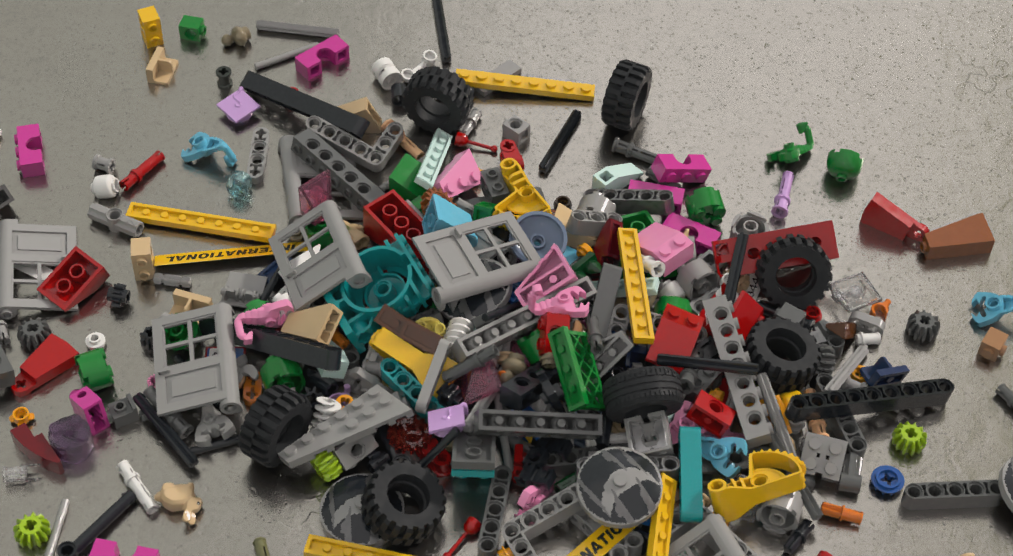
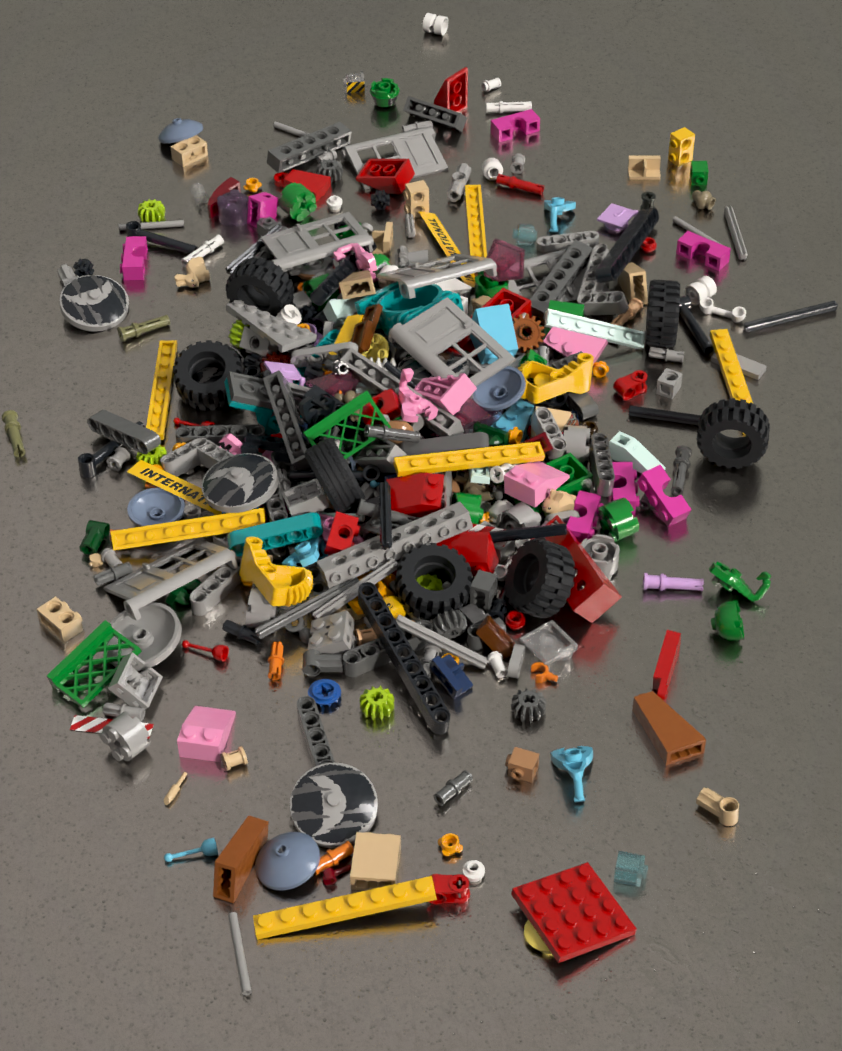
camera: 80 degrees right, 5 degrees down
(462, 139) = (639, 352): red hinge -> none

